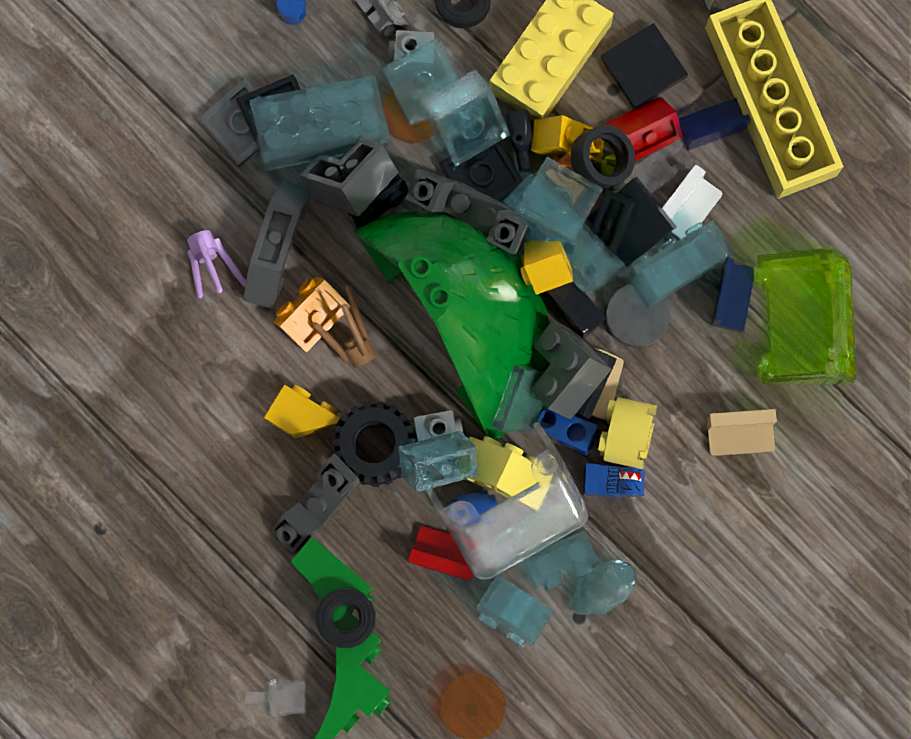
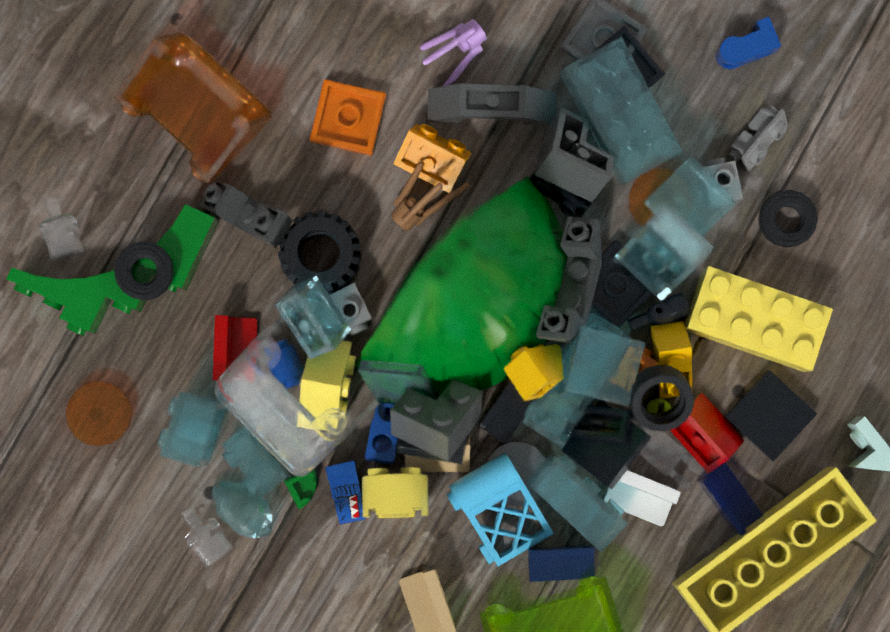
camera: 75 degrees right, 5 degrees up
(192, 529) = (193, 102): none -> clear orange windscreen
(247, 384) = (348, 117): none -> orange tile
(299, 415) = (330, 171): yellow slope -> none
(599, 525) = (302, 488): none -> green tile
(623, 631) = (206, 538): none -> clear piece
(644, 343) = (484, 489): none -> medium azure piece

